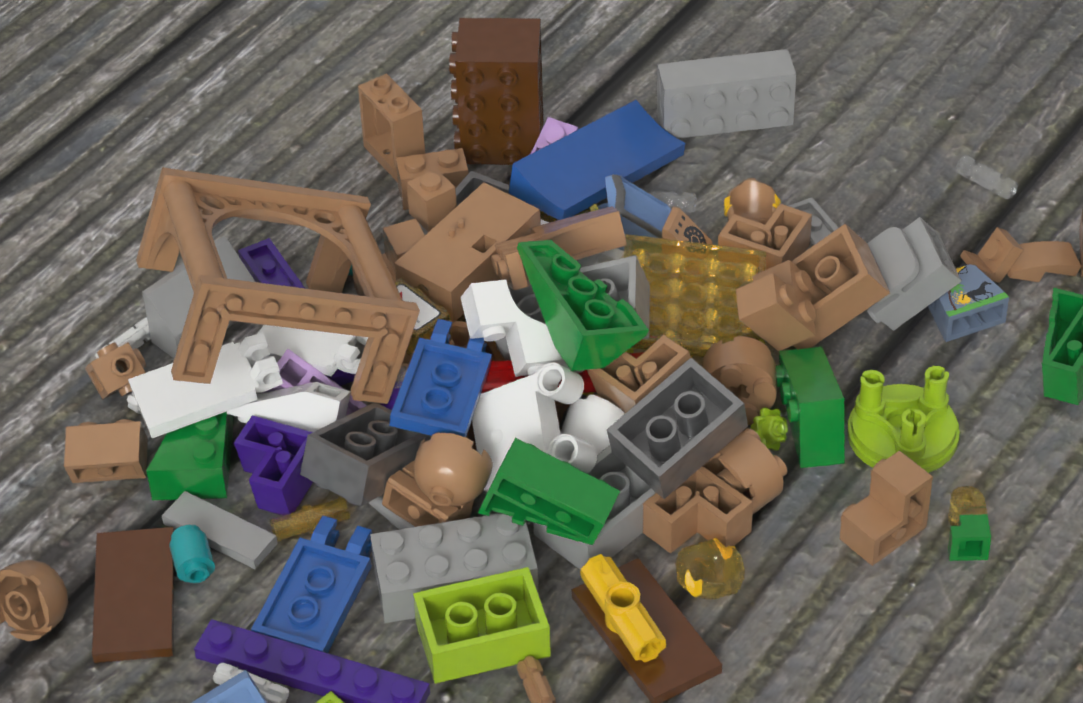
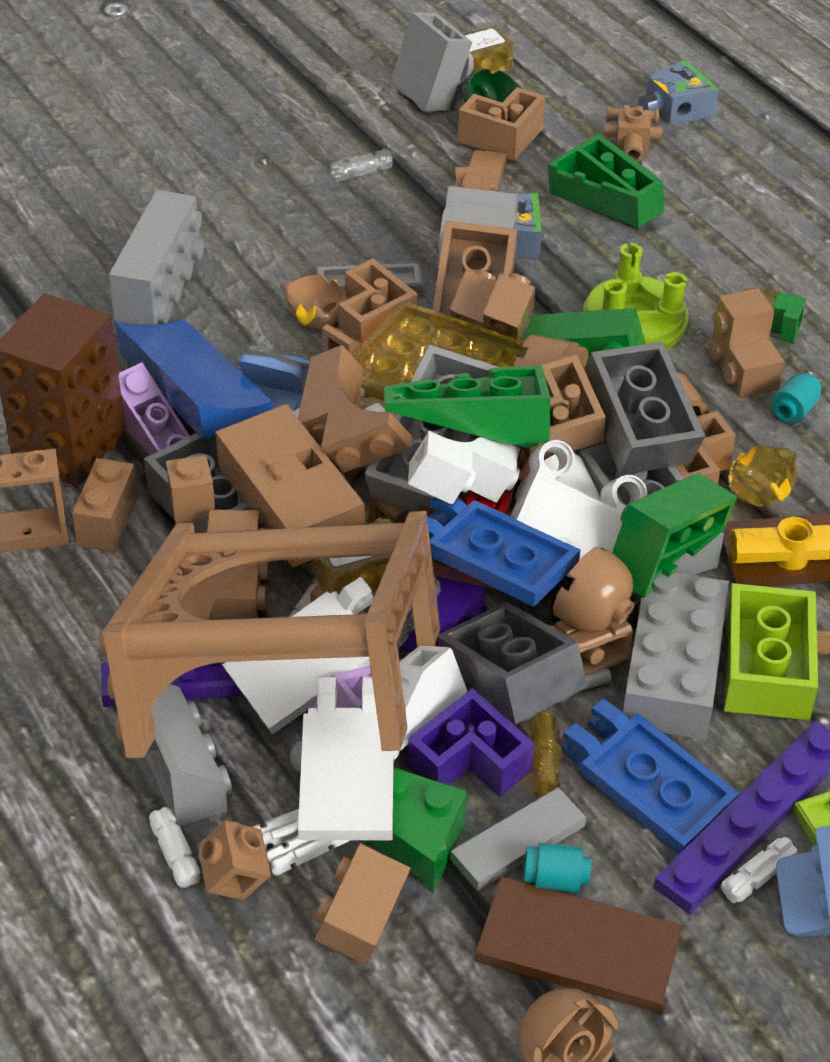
camera: 70 degrees left, 0 degrees up
(846, 572) = (796, 398): none -> teal brick

